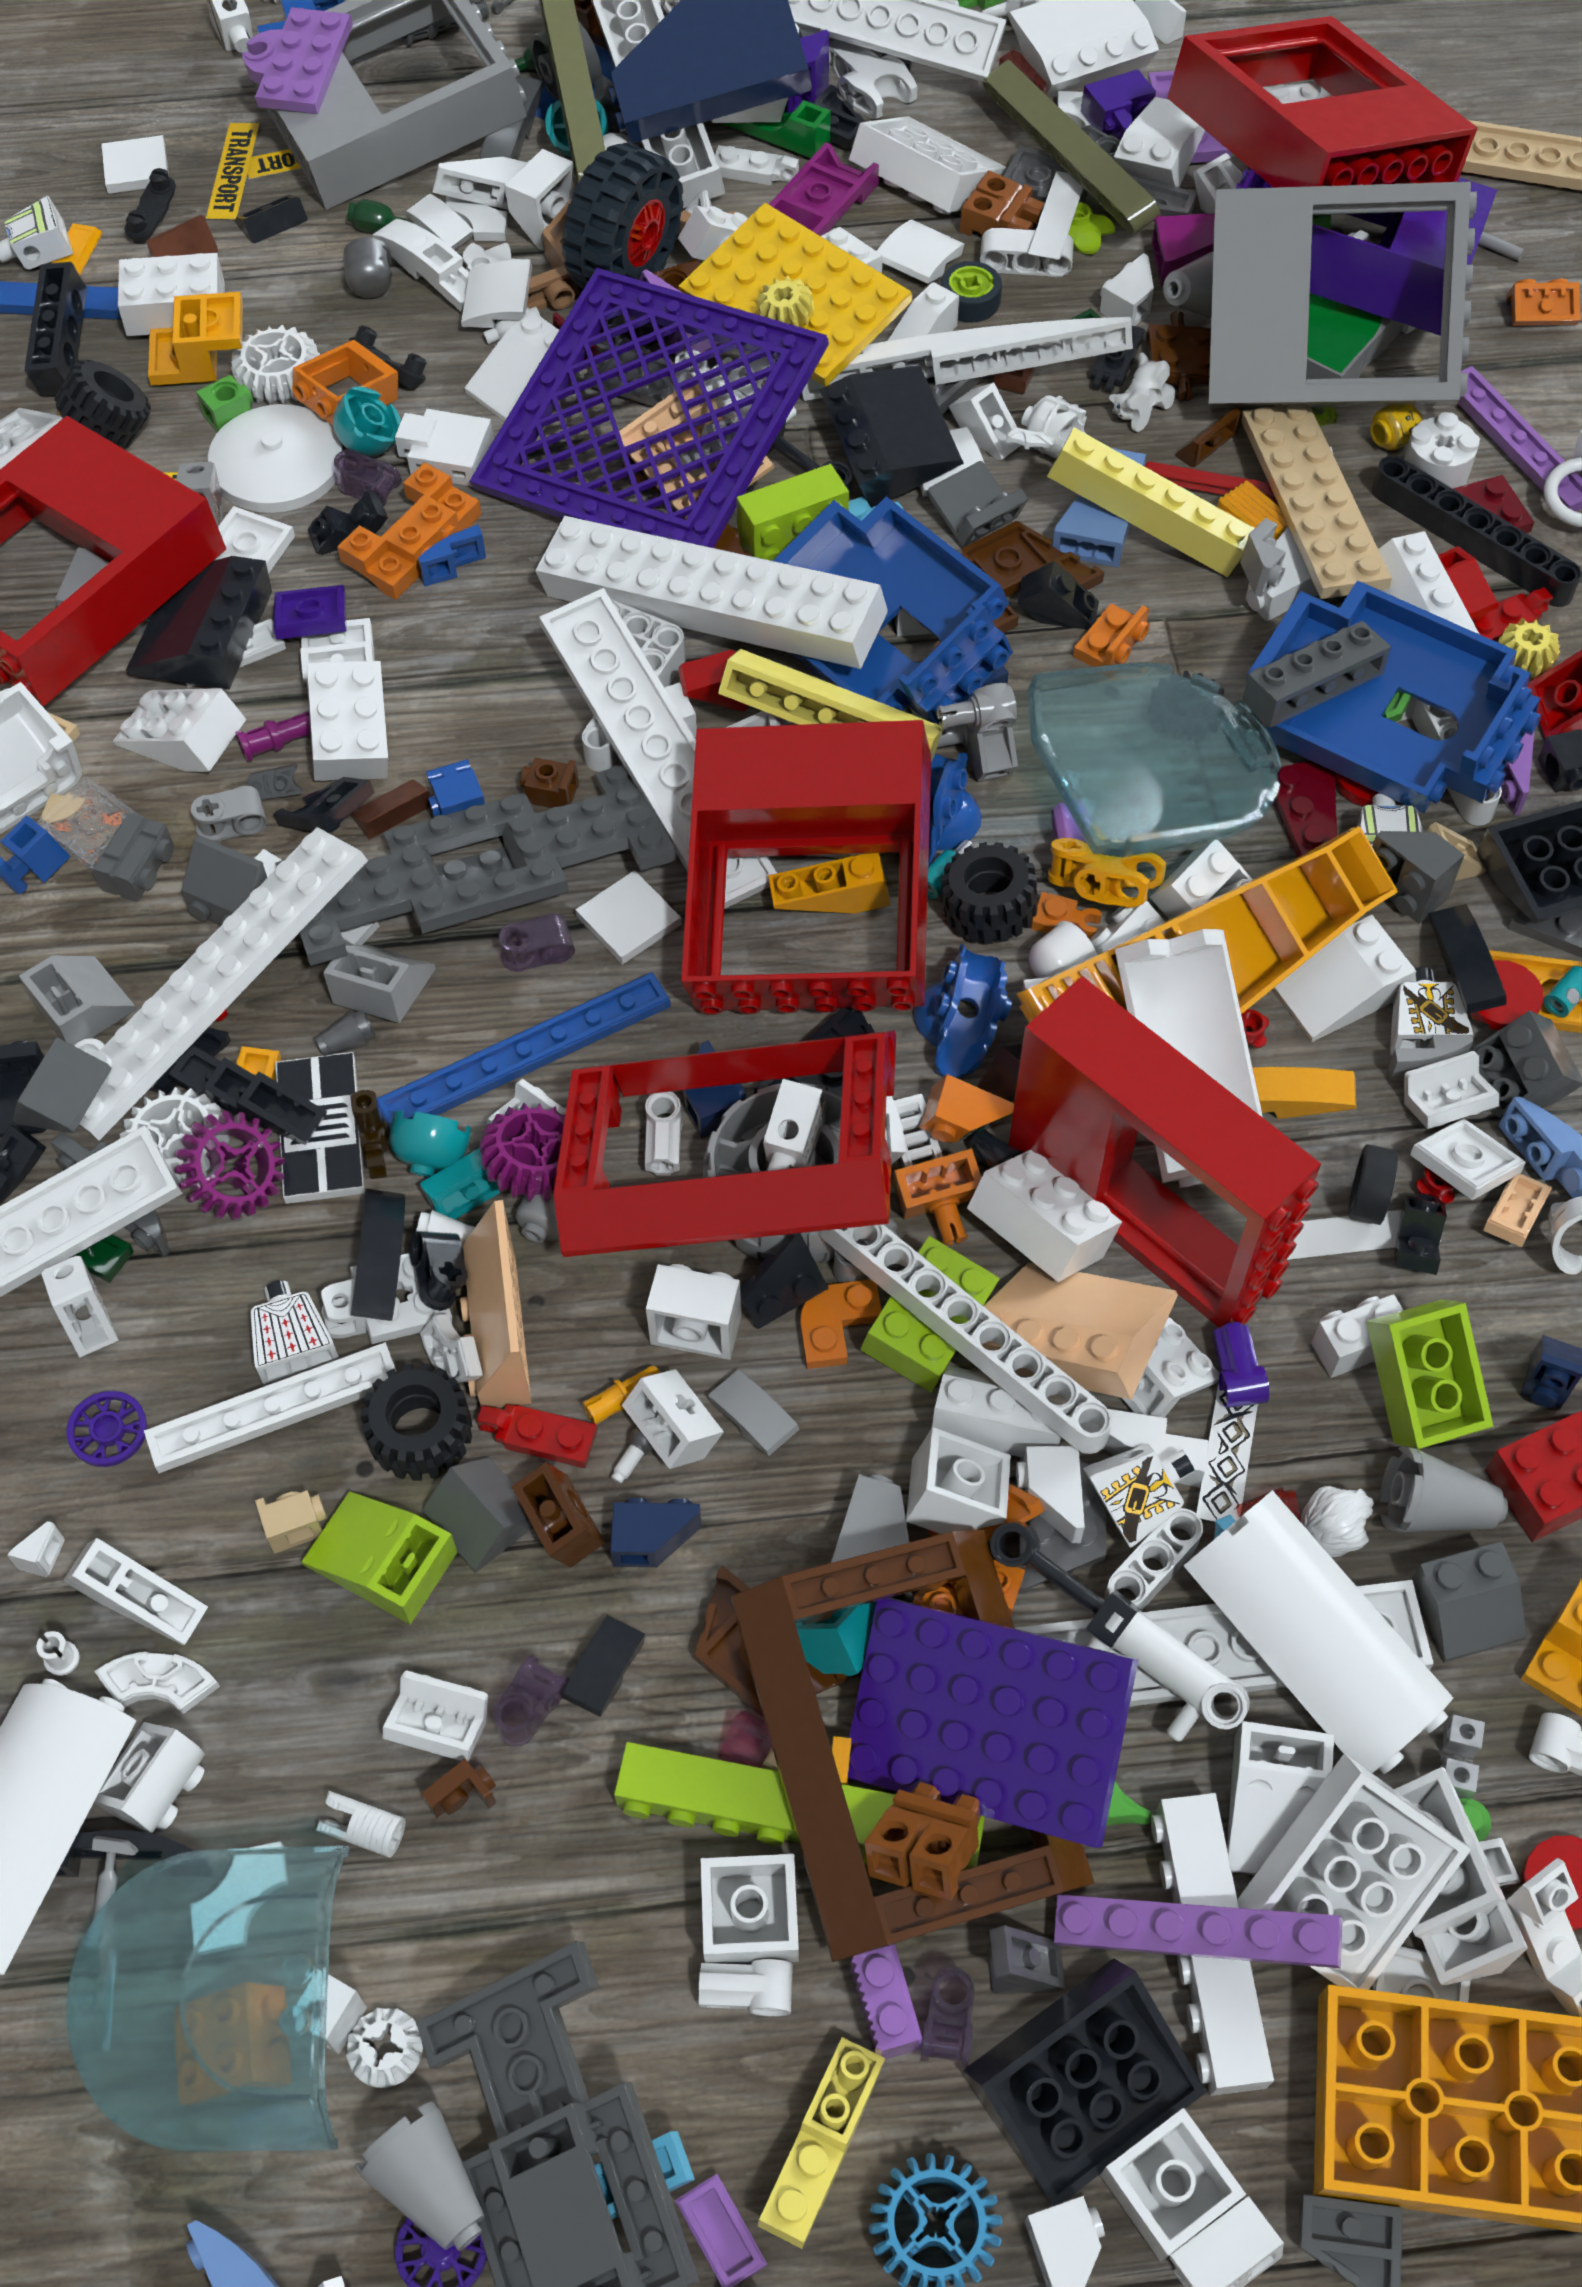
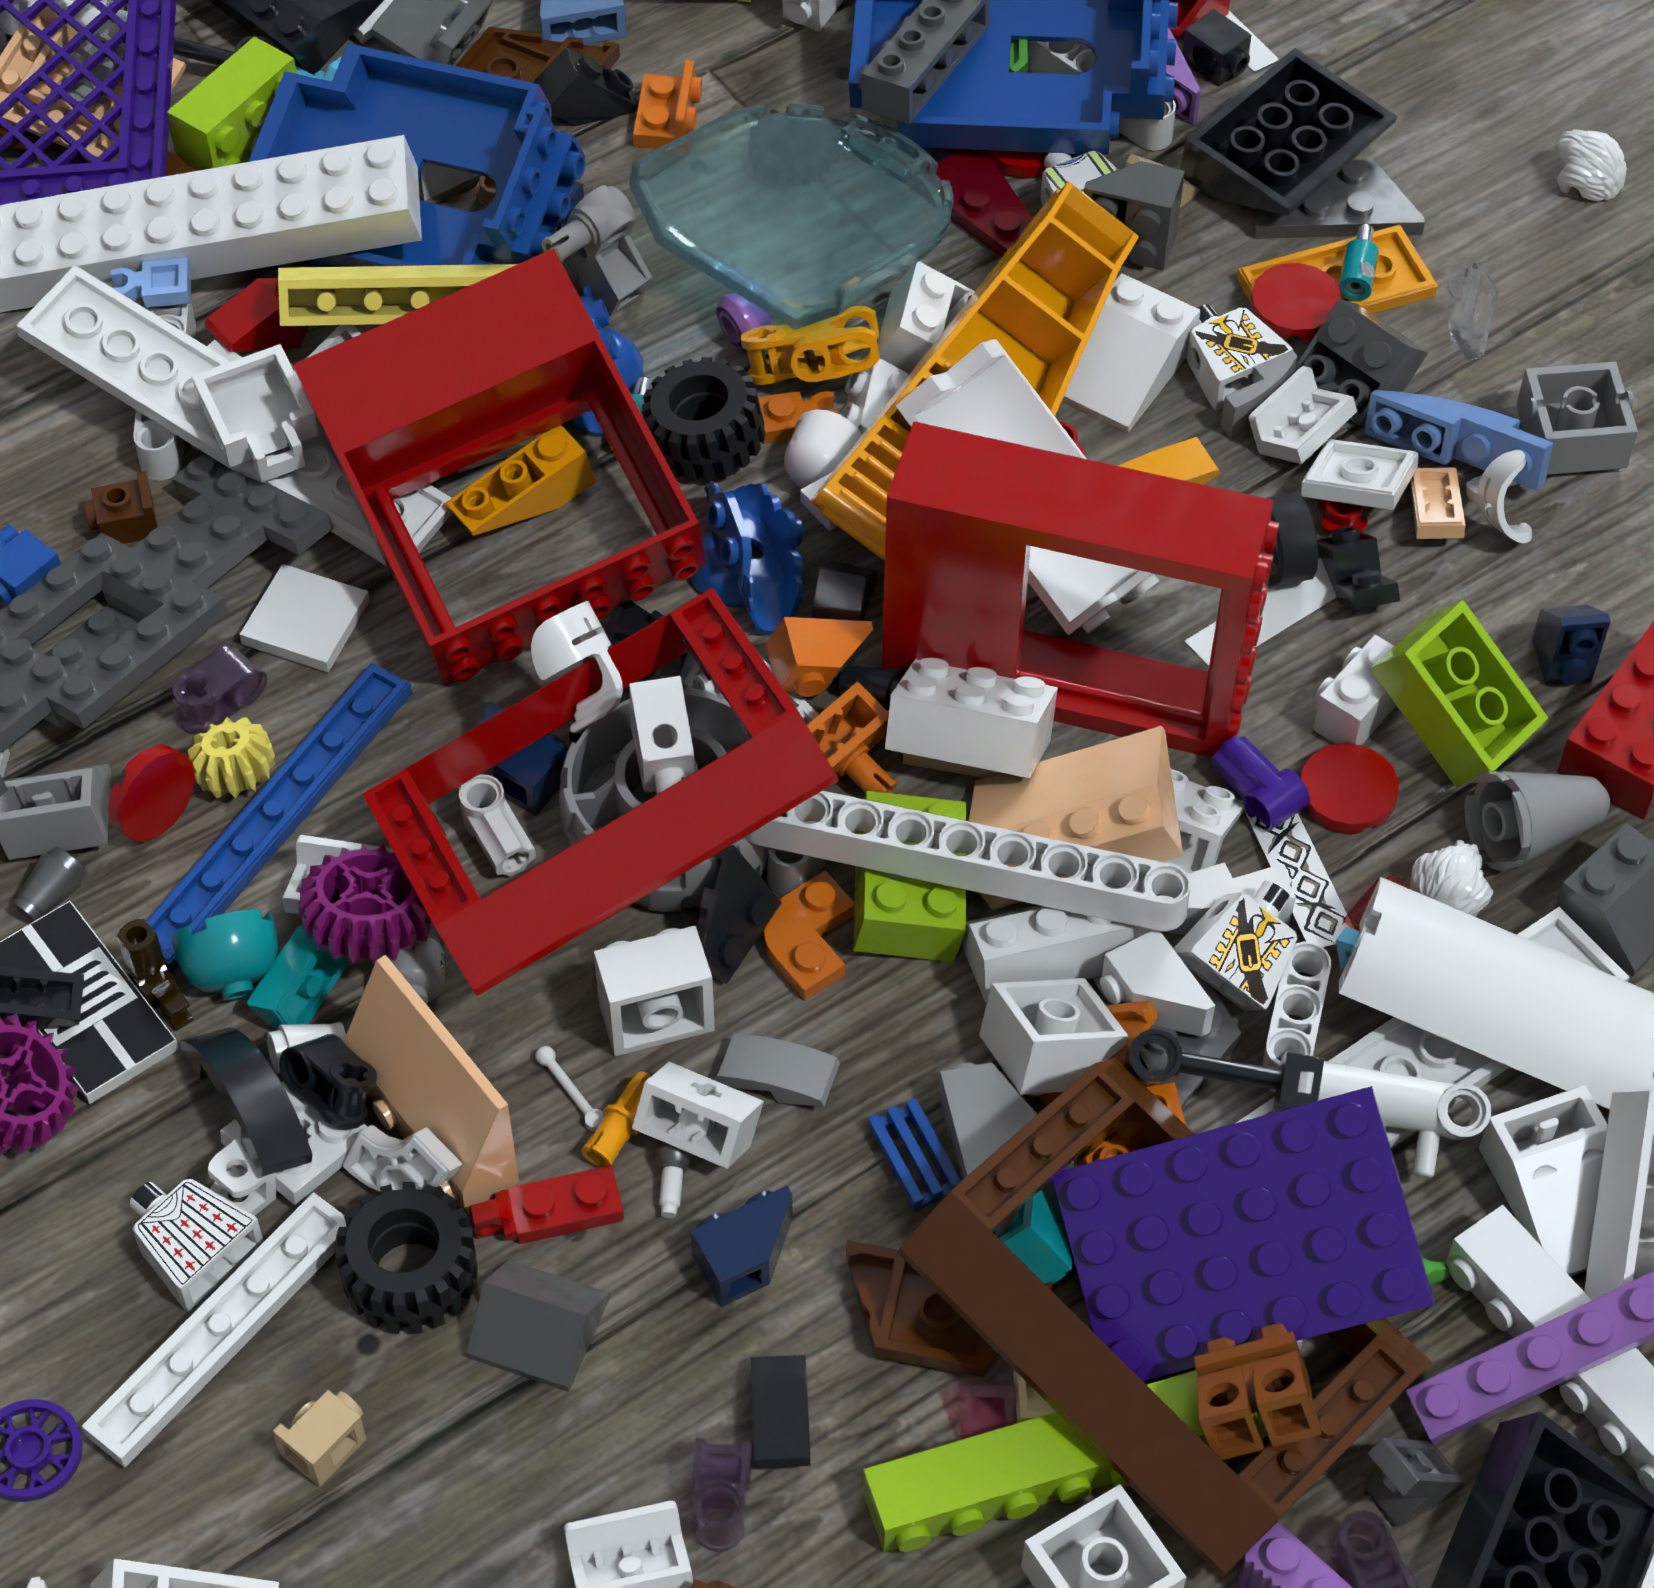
camera: 30 degrees left, 5 degrees down
(382, 1554) = (453, 1418): lime slope -> none
(443, 1000) = (152, 793): none -> red tile
(515, 998) = (231, 757): none -> light yellow gear
(558, 1515) = (634, 1275): reddish brown brick -> none
(602, 1320) = (546, 1057): none -> white hinge
(660, 625) = (158, 284): none -> light blue plate
(664, 751) = (258, 412): none -> white piece
(746, 1030) = (554, 652): none -> white helmet
(814, 1490) = (897, 1118): none -> blue tile
(1308, 1403) = (1350, 787): none -> red tile
(1468, 958) = (1241, 277): black slope -> none

